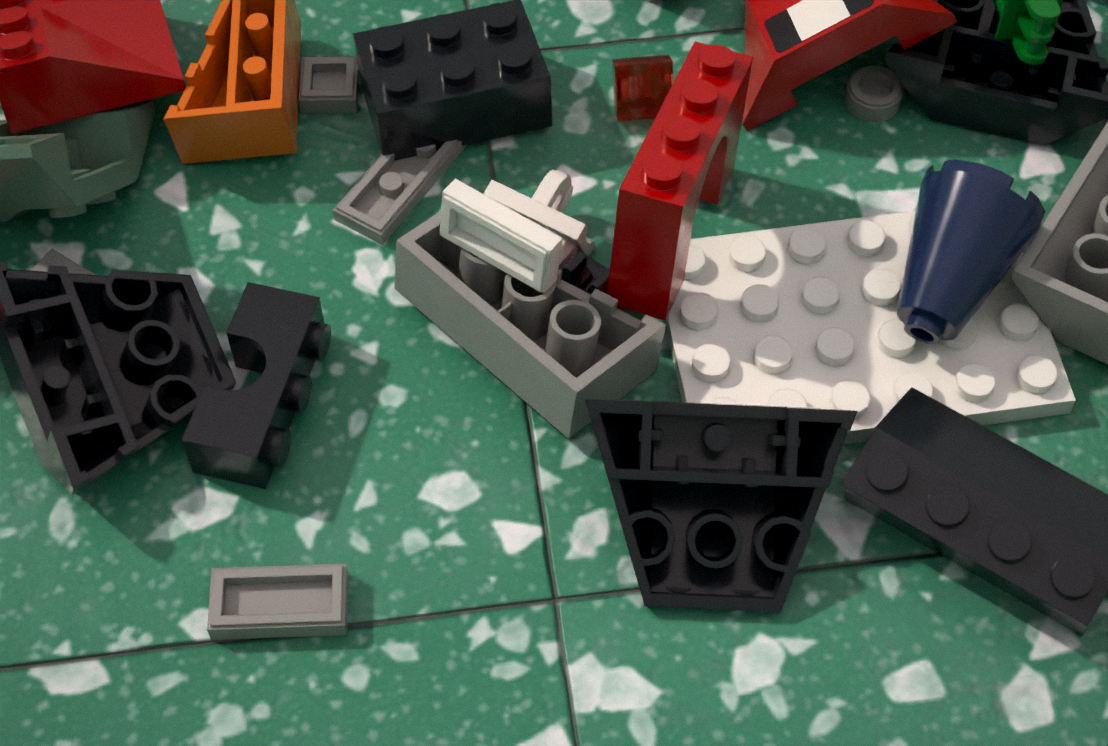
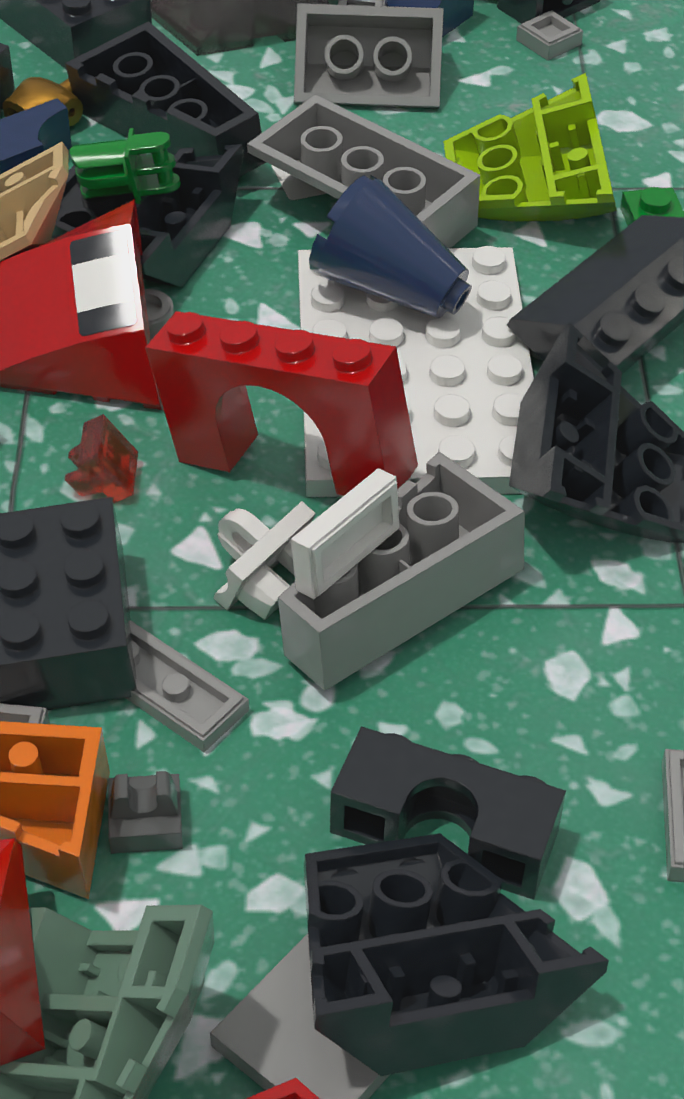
camera: 85 degrees left, 10 degrees down
(259, 181) = (144, 813): none -> dark grey tile

